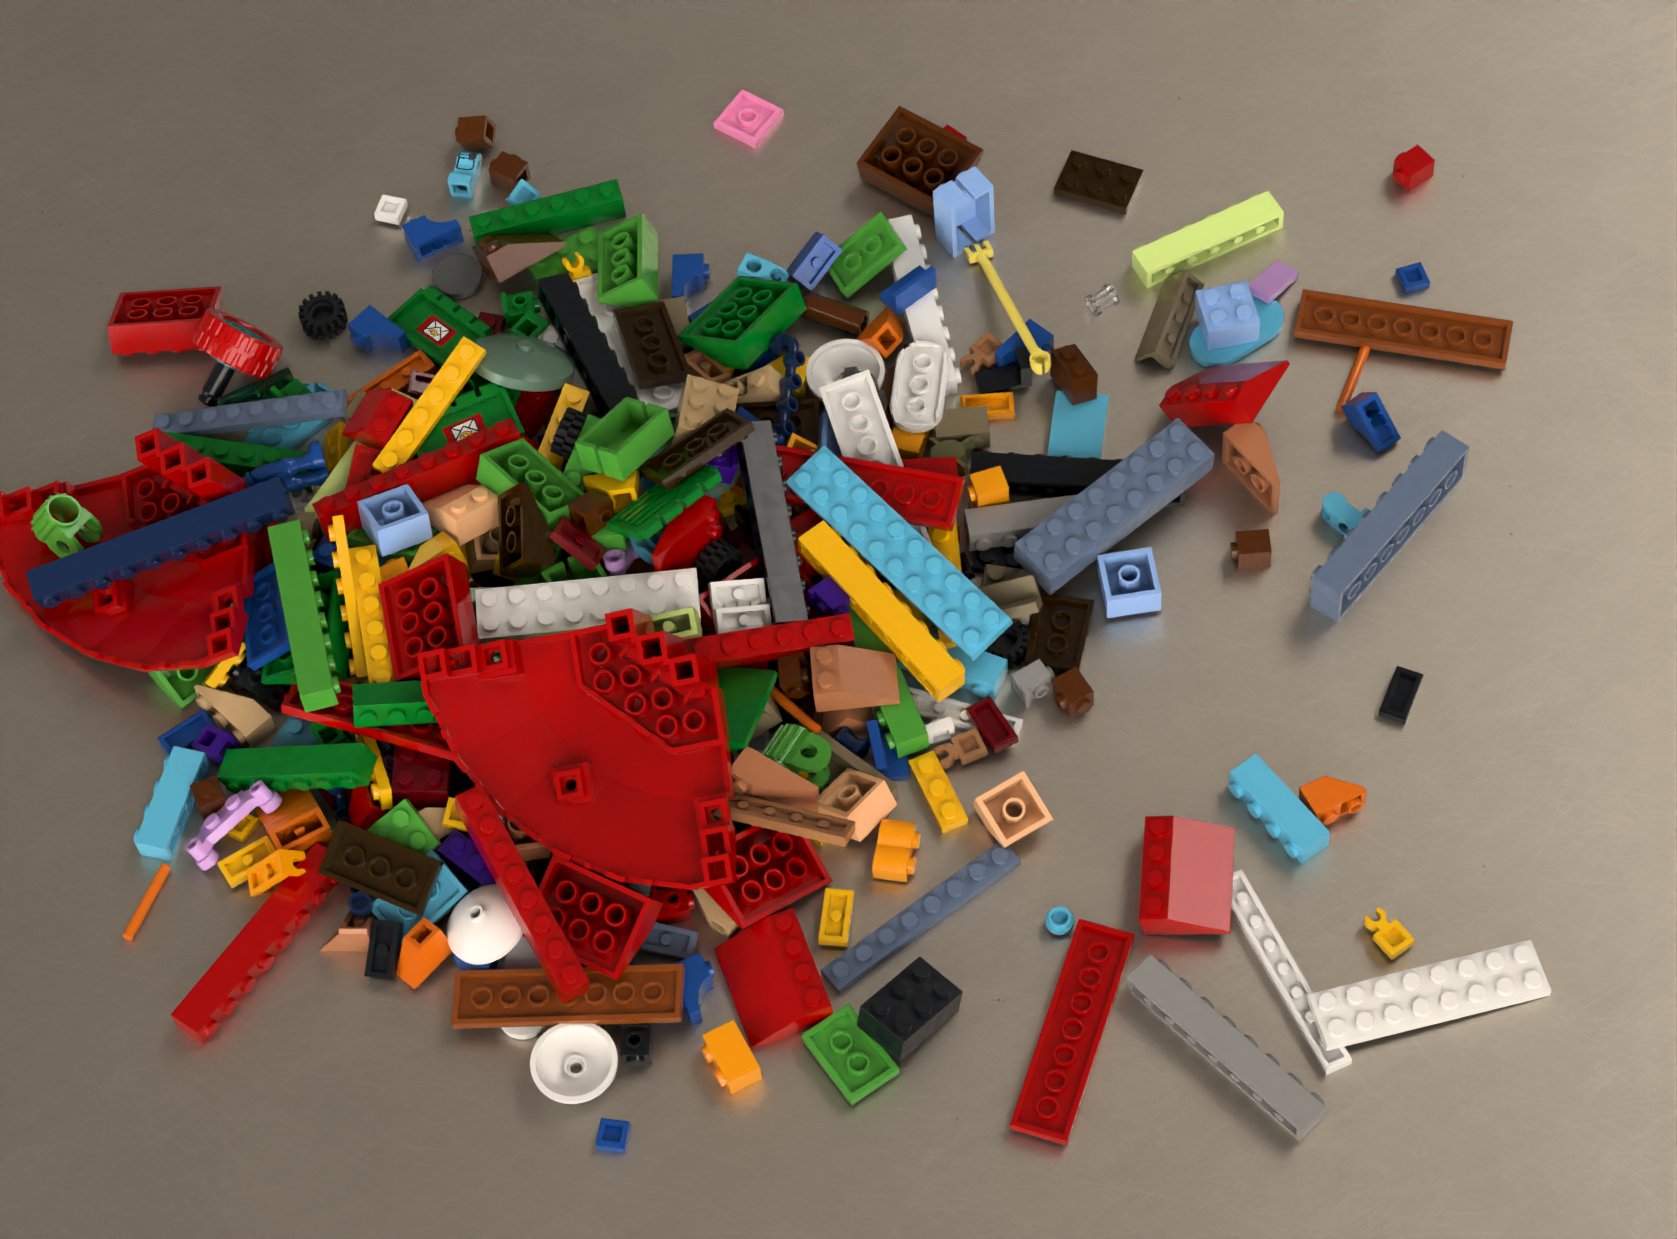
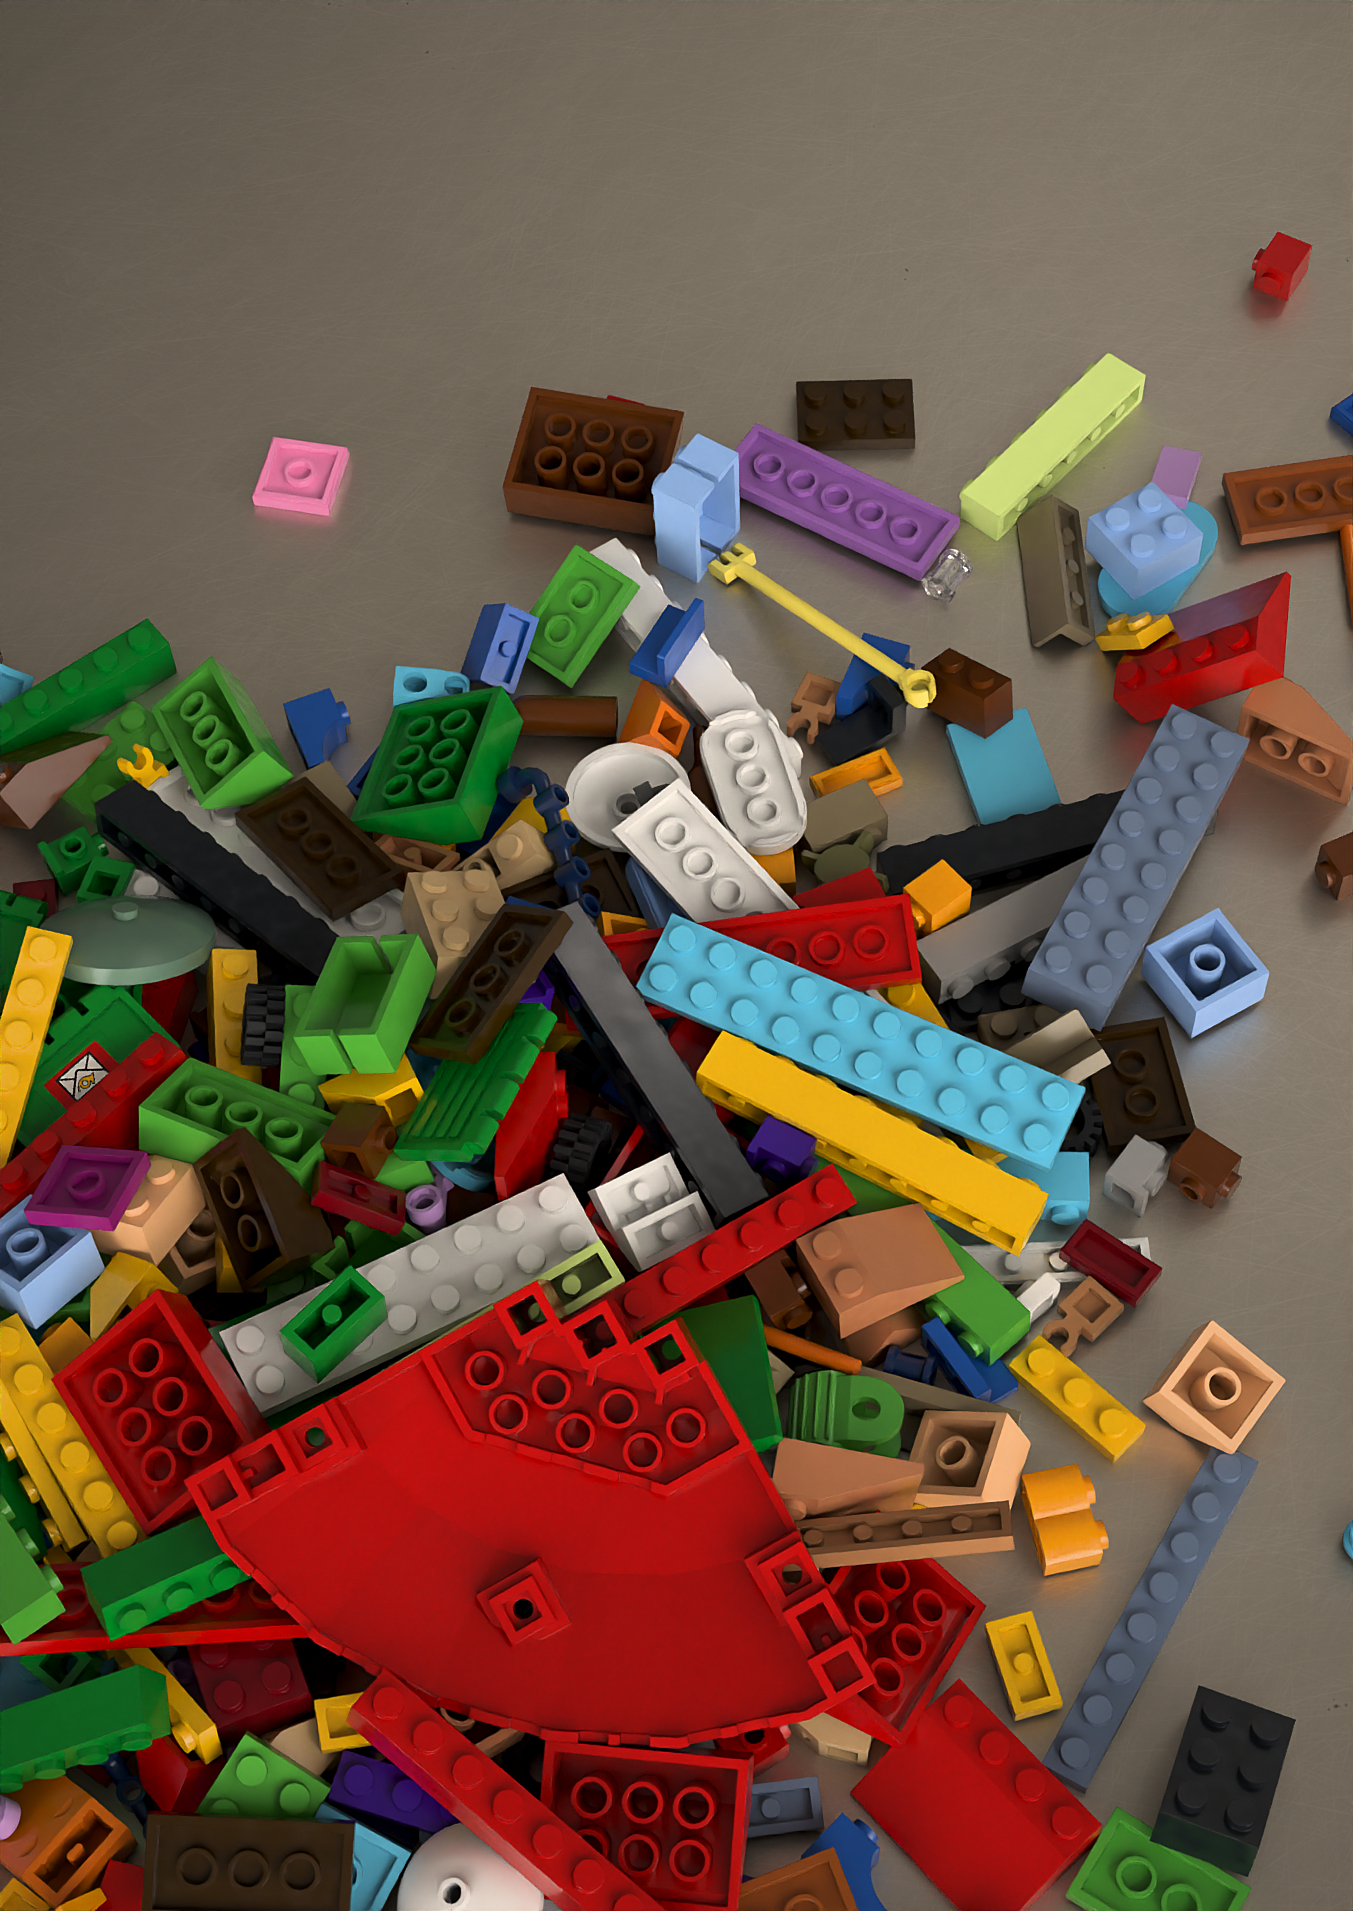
camera: 25 degrees left, 0 degrees up
(436, 489) = (87, 1188): none -> magenta plate
(532, 603) = (333, 1324): none -> green brick
(1059, 233) = (842, 502): none -> medium lavender plate
(1192, 368) = (1133, 632): none -> yellow plate

